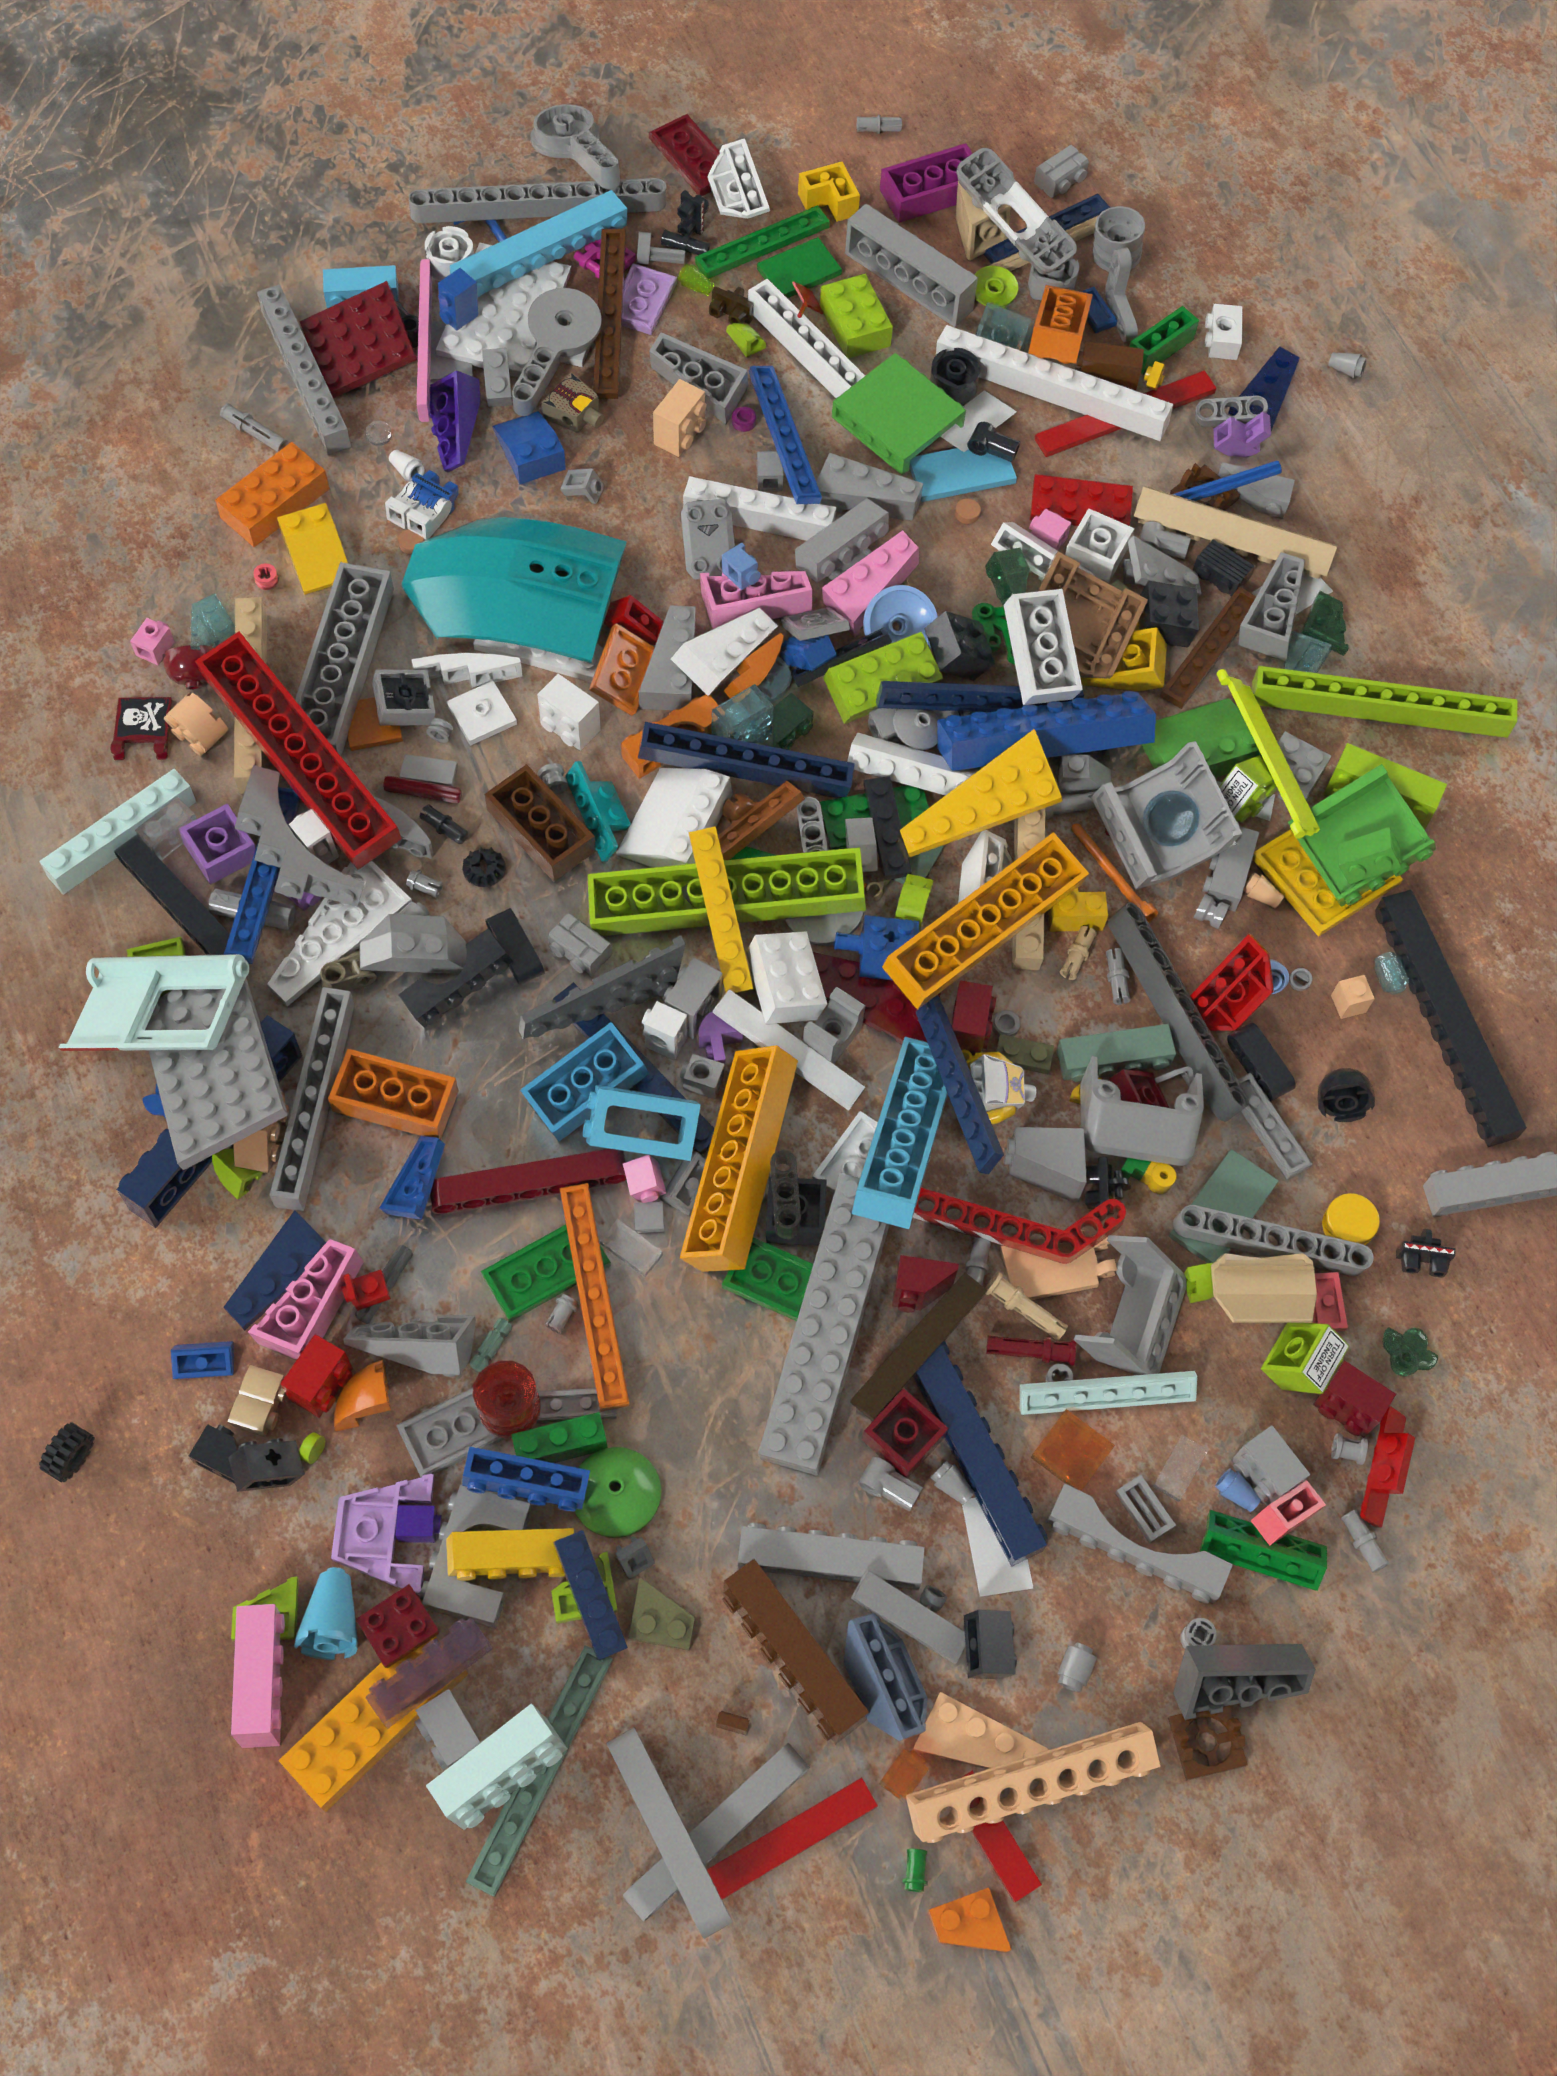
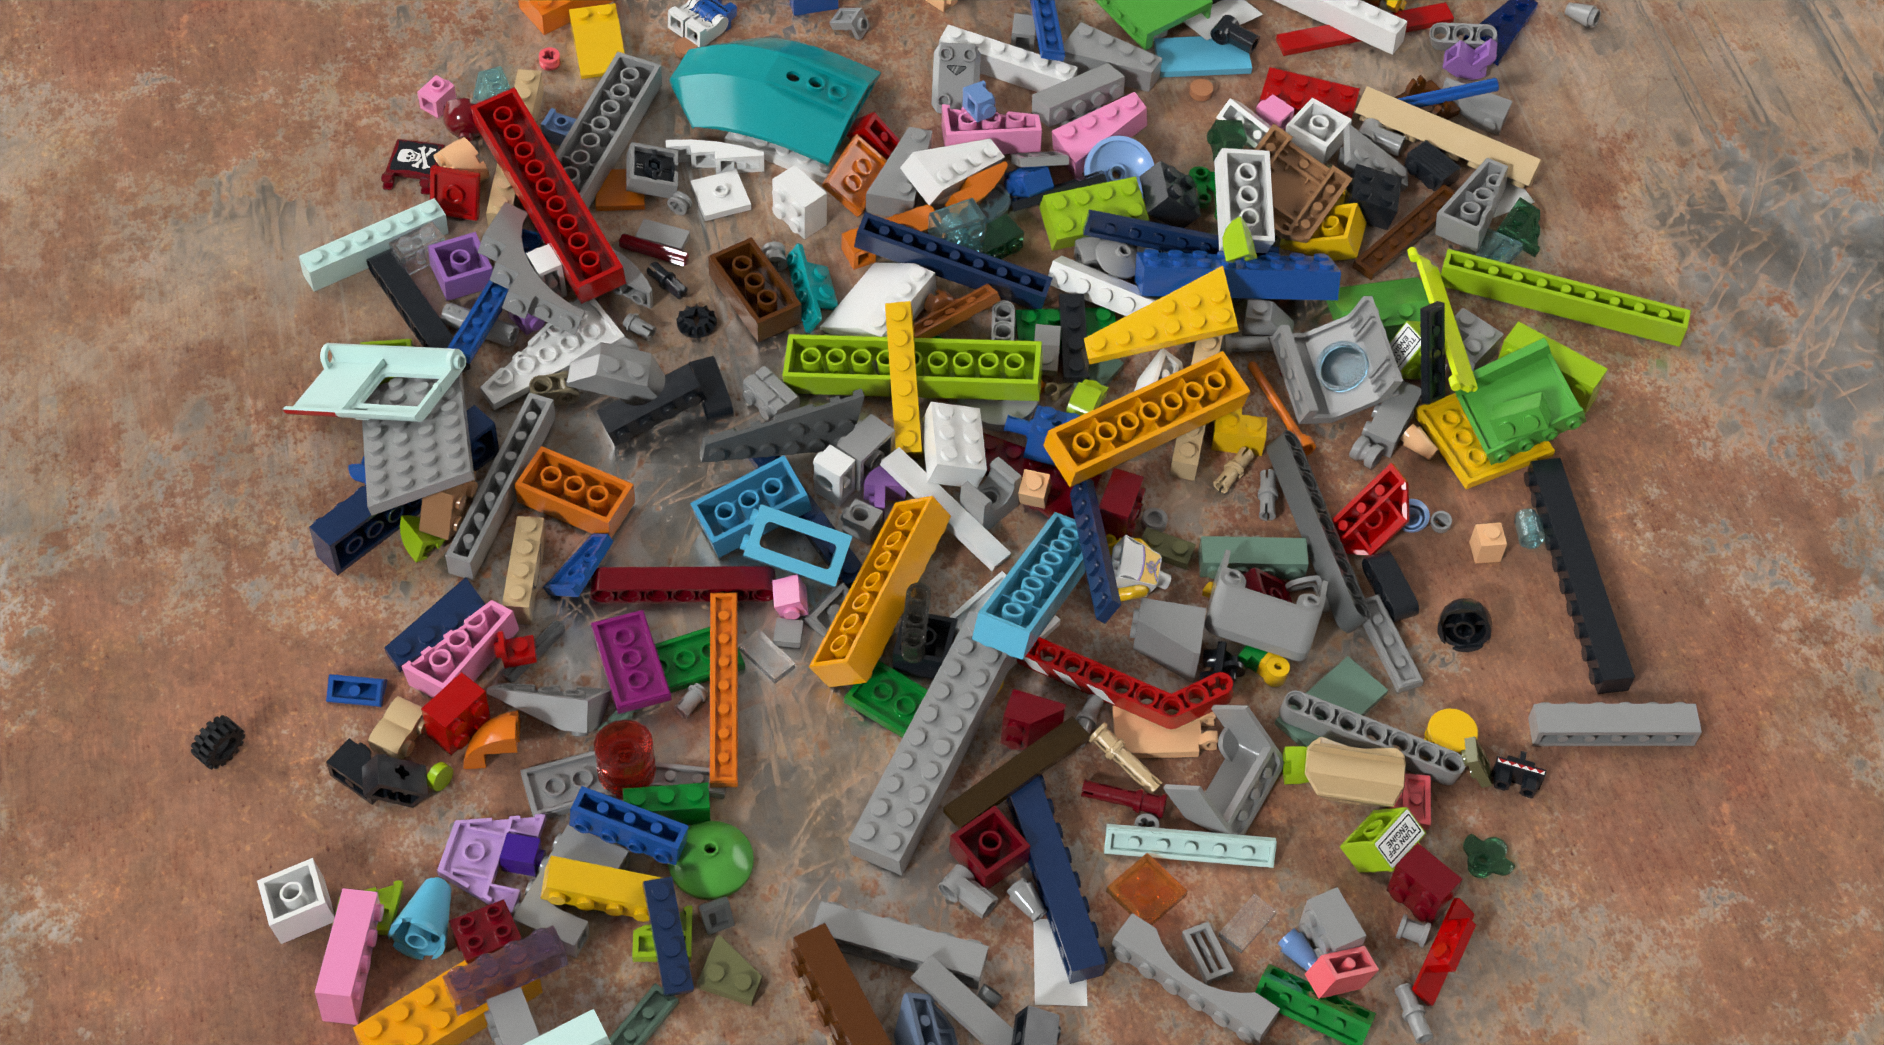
camera: 10 degrees right, 10 degrees down
(188, 1623) = (296, 901): none -> white brick
(196, 756) = (456, 191): none -> red tile
(291, 659) = (556, 126): none -> medium blue brick
(356, 1191) = (525, 568): none -> tan brick
(490, 1281) = (630, 661): none -> magenta tile
(878, 1012) = (1034, 488): none -> light nougat brick
(1046, 699) = (1238, 241): none -> lime brick
(1267, 795) = (1432, 352): none -> black tile
(1384, 1251) = (1477, 761): none -> olive plate

